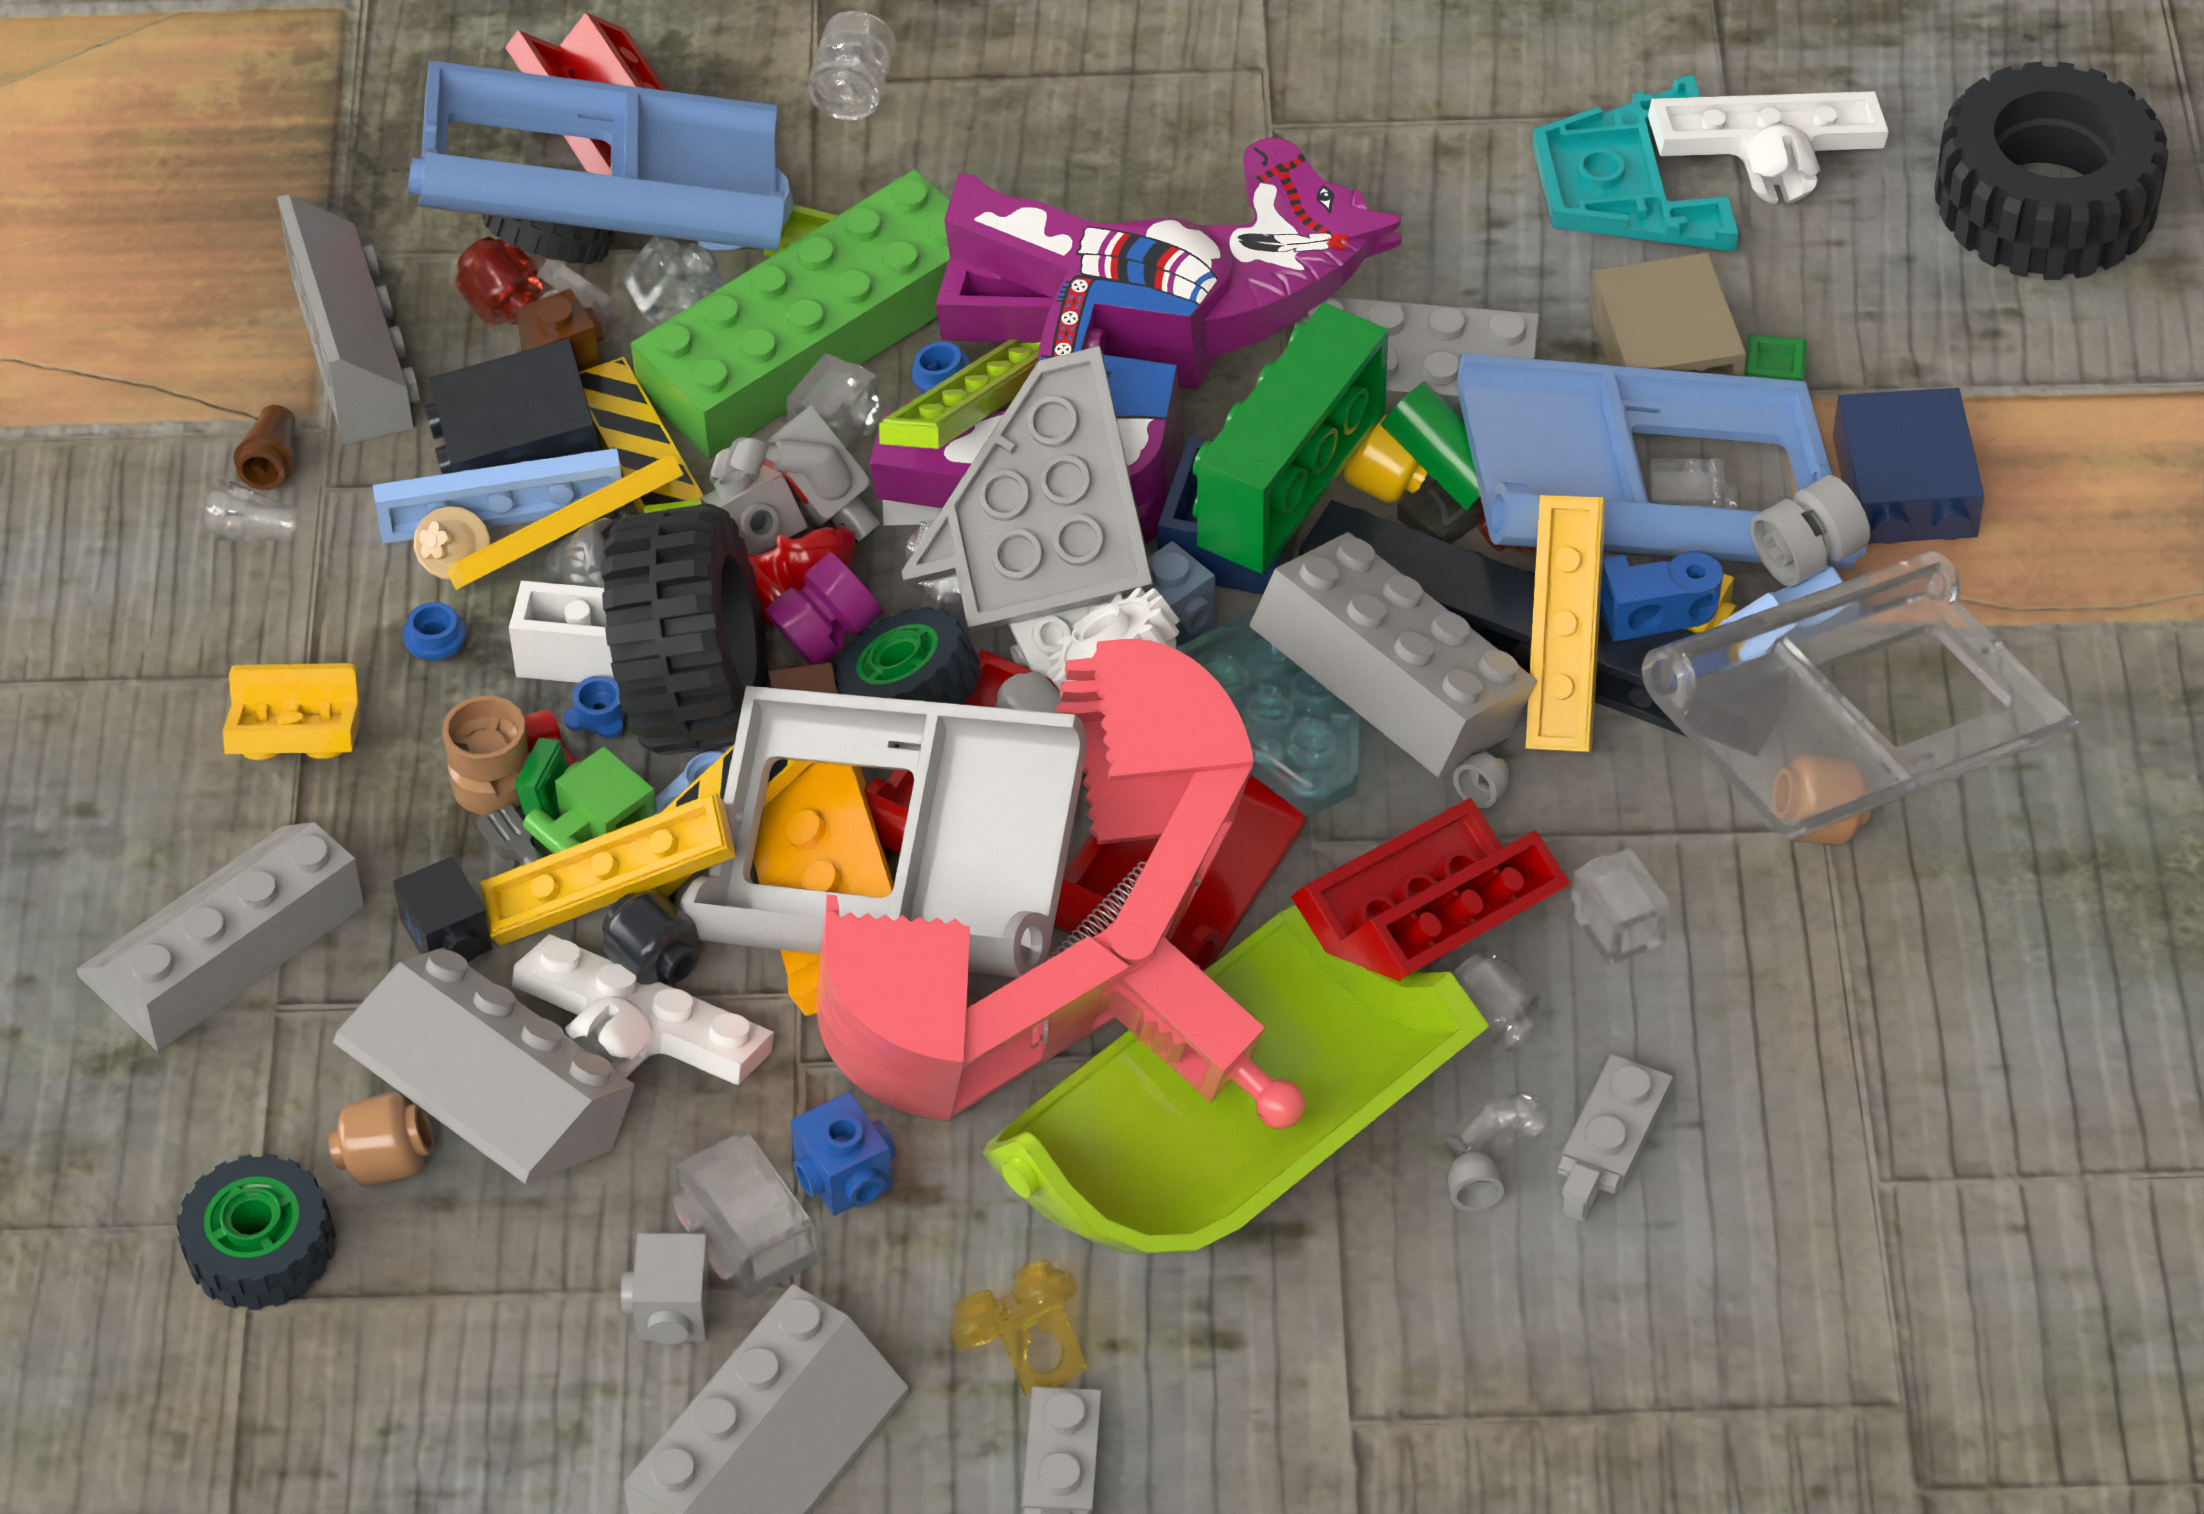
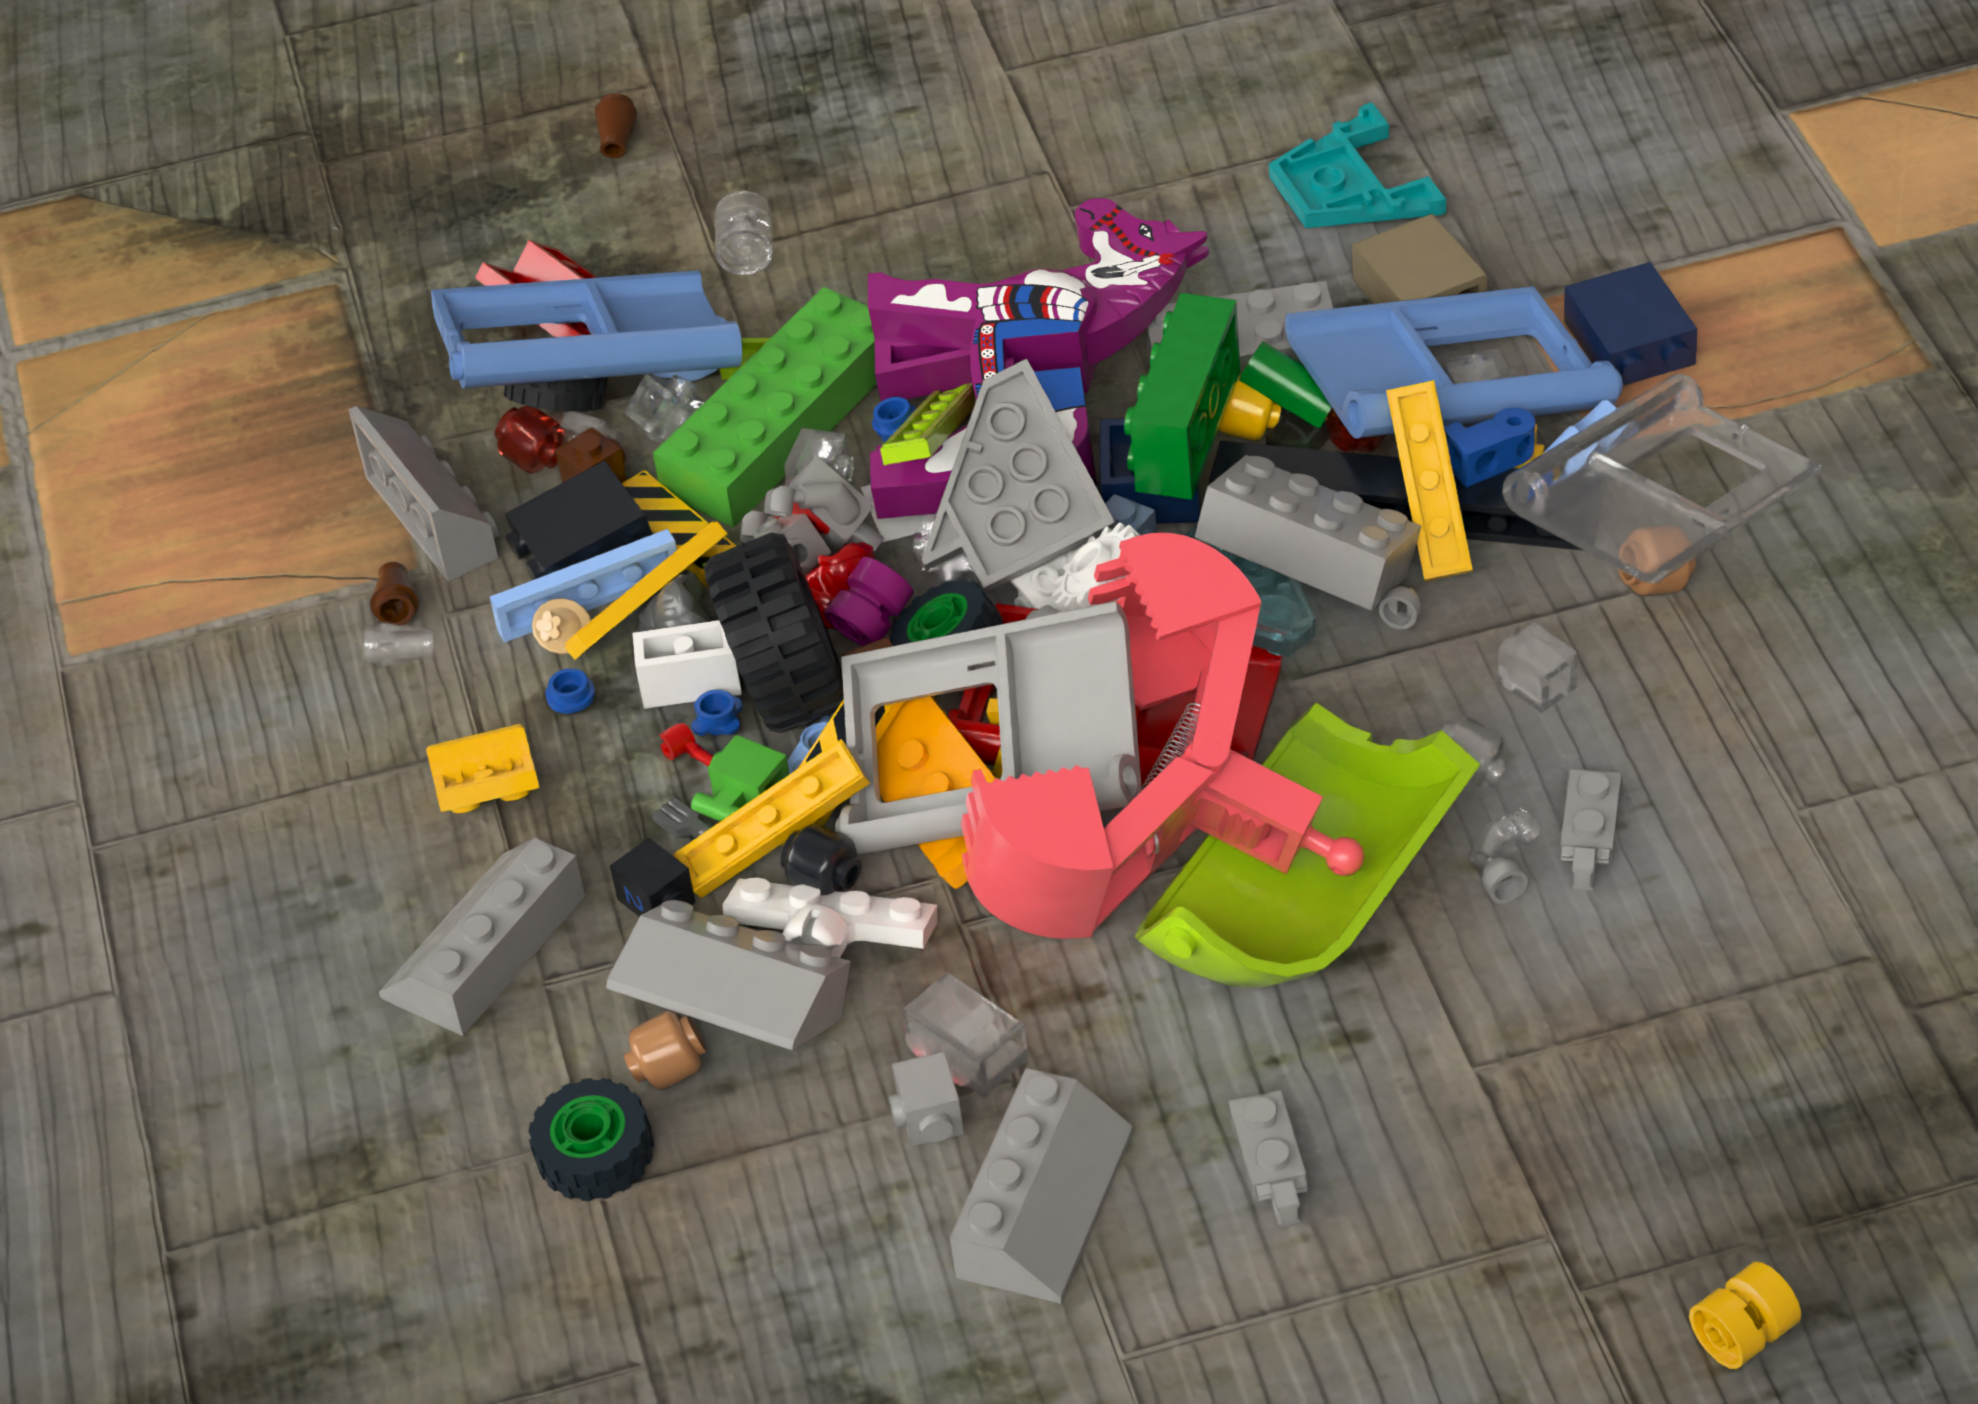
camera: 10 degrees left, 5 degrees down
(485, 752) = (646, 763): medium nougat wheel -> none
(537, 778) = (694, 769): green tile -> none
(842, 1154) = (1024, 973): blue brick -> none
(1031, 1302) = (1208, 1036): clear yellow bracket -> none
(1427, 892) = (1396, 687): red slope -> none
(1770, 133) = (1446, 128): white plate -> none
(1775, 357) = (1506, 275): green tile -> none
(1814, 528) = (1585, 376): light grey wheel -> none
(2043, 220) = (1657, 105): black tyre -> none

